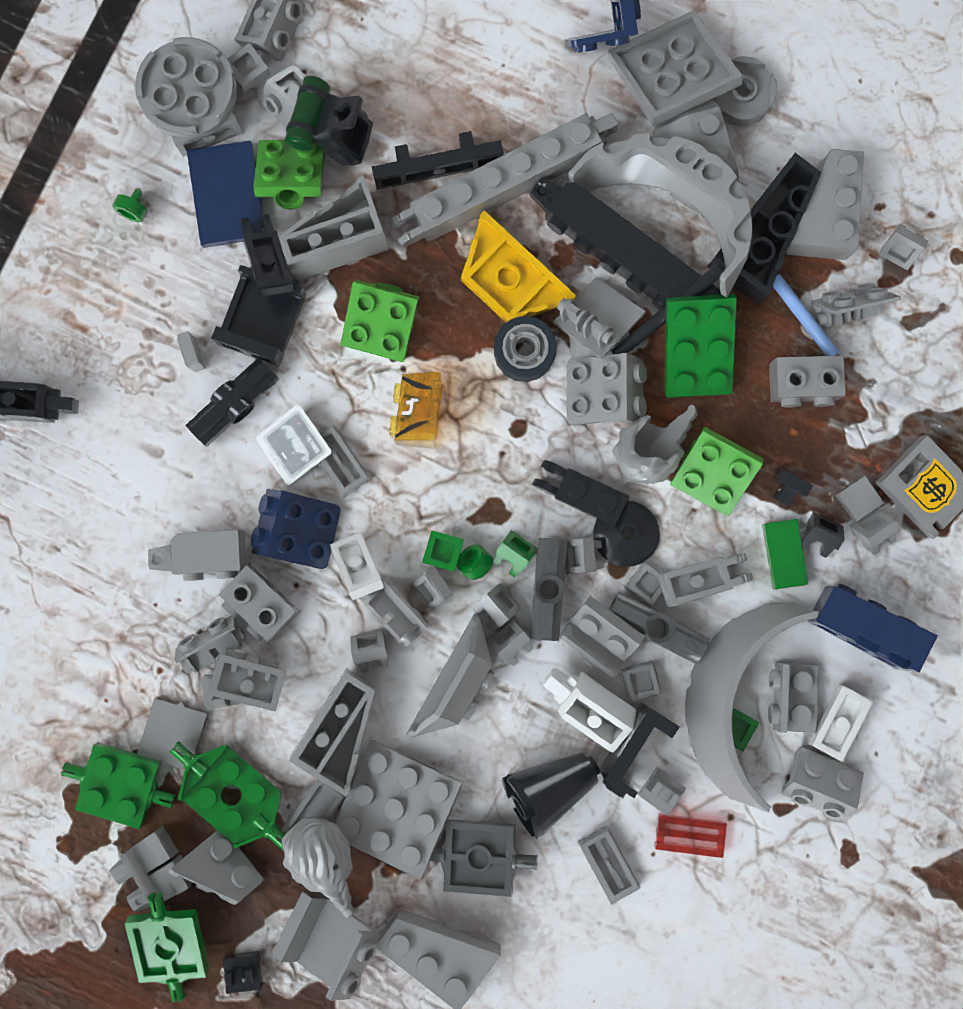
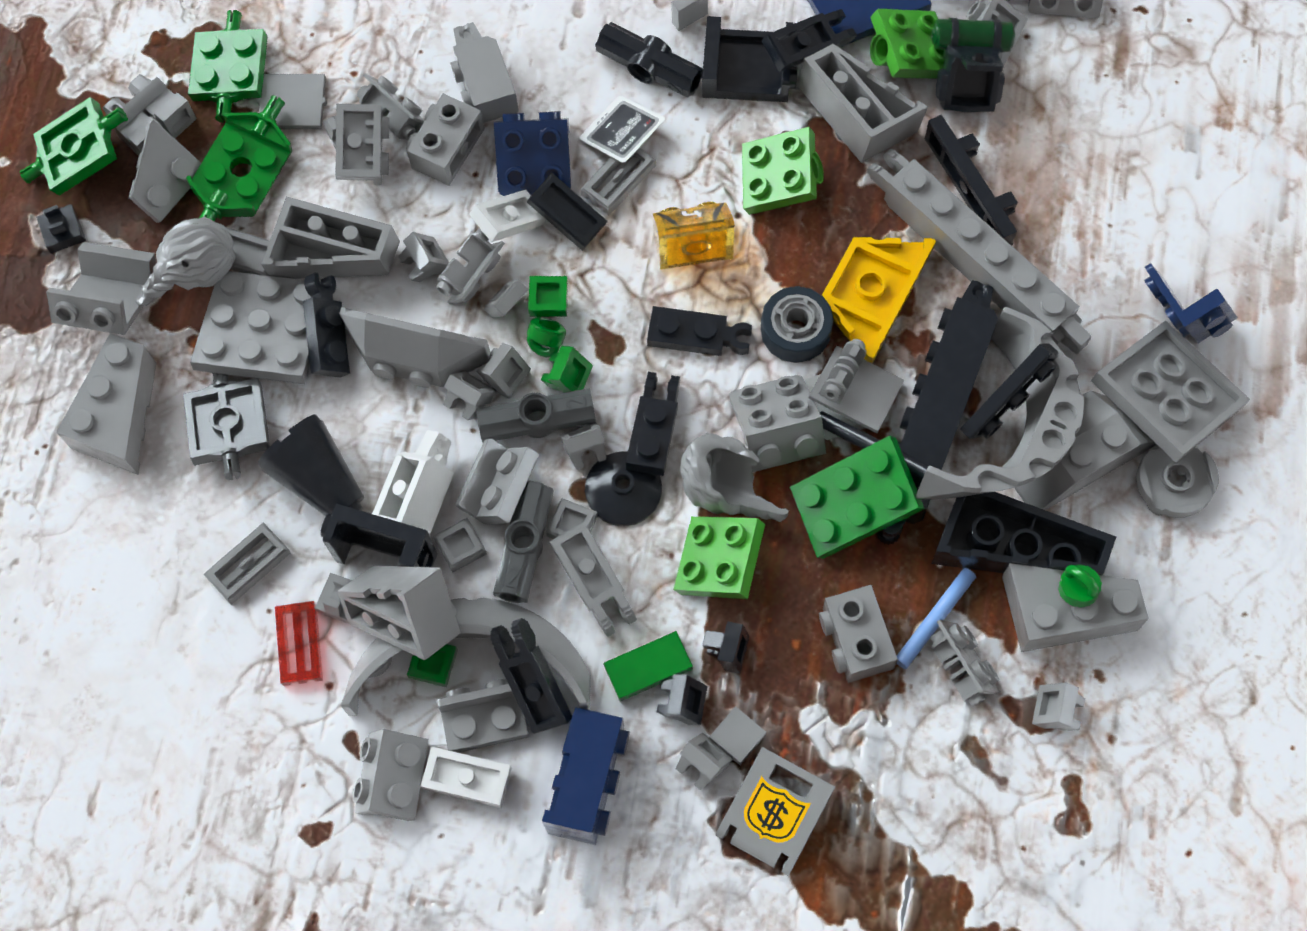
camera: 80 degrees right, 15 degrees down
(363, 514) = (567, 211): none -> black tile
(417, 752) = (325, 328): none -> black plate
(504, 436) = (695, 332): none -> black plate
(648, 192) = (1012, 392): none -> black tile
(704, 745) = (402, 607): none -> light grey wedge
(785, 652) = (530, 677): none -> black hinge
(831, 194) = (1079, 585): none -> green tile

